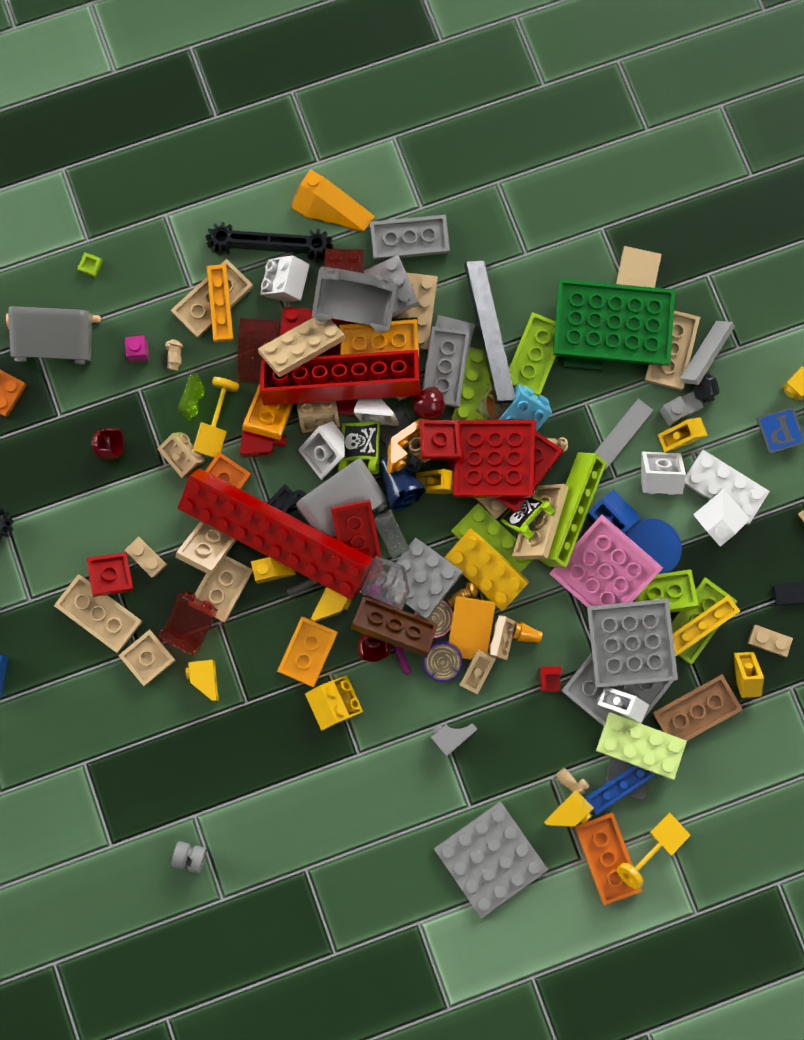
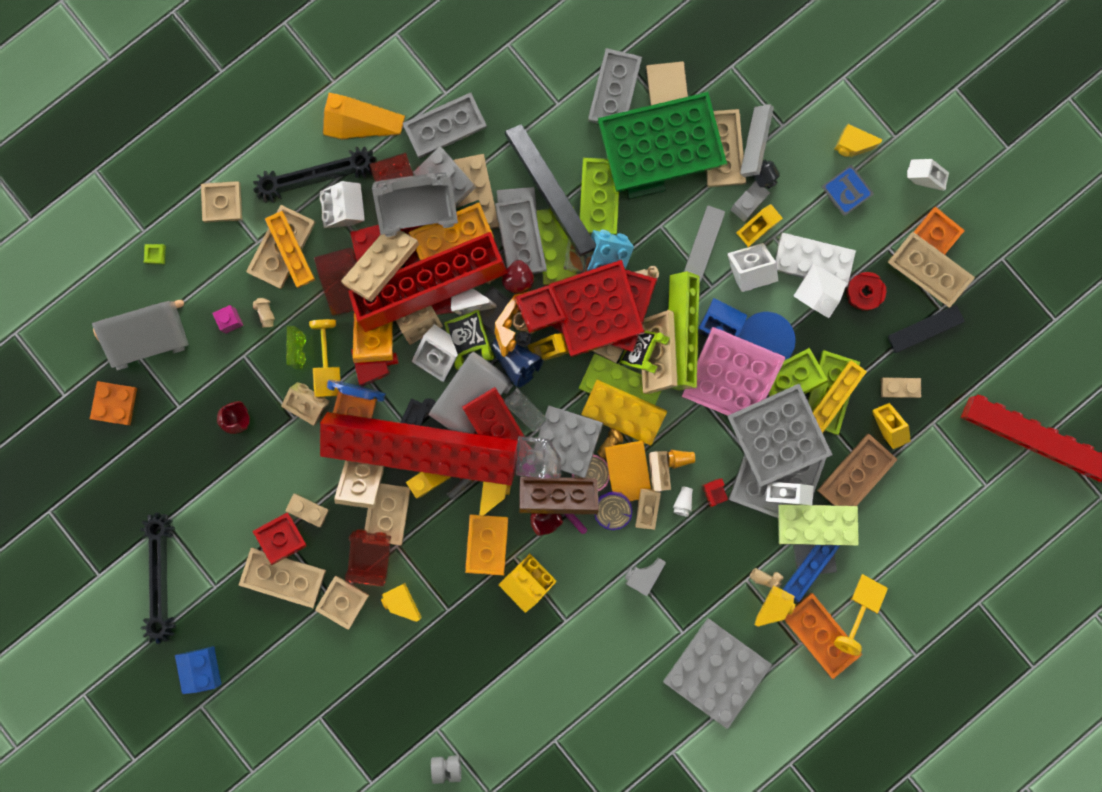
camera: 20 degrees left, 5 degrees up
(171, 237) = (221, 202): none -> tan plate
(234, 457) = (355, 390): none -> blue tile
(514, 679) = (683, 504): none -> white cone
(587, 253) = (614, 84): none -> light grey plate
(756, 538) = (874, 284): none -> red plate

